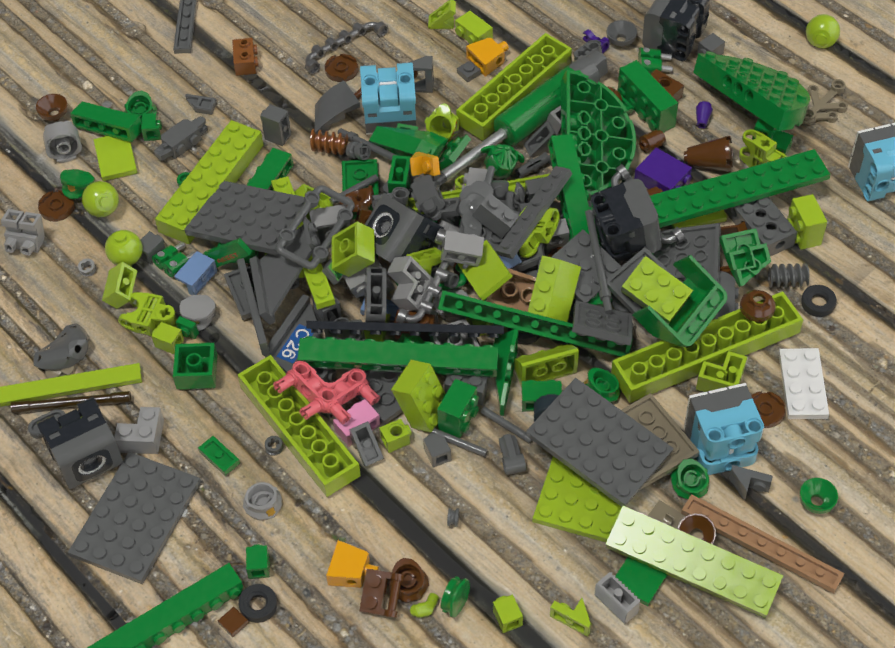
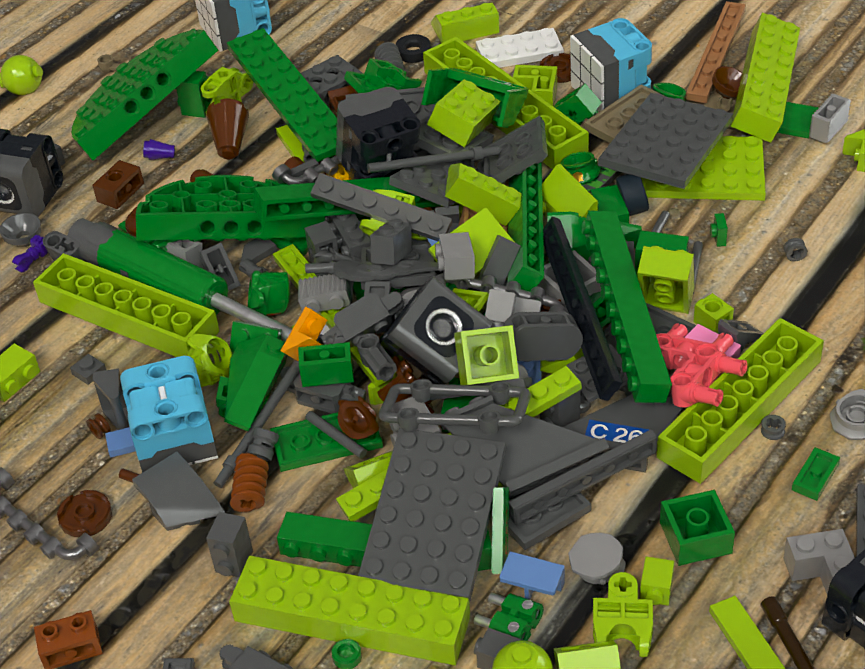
camera: 100 degrees left, 10 degrees down
(188, 327) = (633, 562): green plate -> none
(437, 449) = (715, 276): dark grey brick -> none
(466, 286) = (500, 259): none -> dark grey tile
(487, 54) = (61, 349): light orange torso -> none
(493, 468) = (719, 229): none -> green plate
(512, 459) = (699, 218): dark grey piece -> none
(647, 97) = (130, 184): green brick -> none
(651, 60) = (64, 202): green piece -> none
(663, 171) = (258, 160): dark purple brick -> none
(675, 393) = (579, 104): none -> green brick
(744, 478) = (660, 64): dark grey slope -> none
(757, 311) = (450, 58): reddish brown piece -> none
(808, 221) = (316, 47): lime brick -> none
(818, 488) = (651, 21): green piece -> none
(850, 344) = (467, 23): none -> lime slope

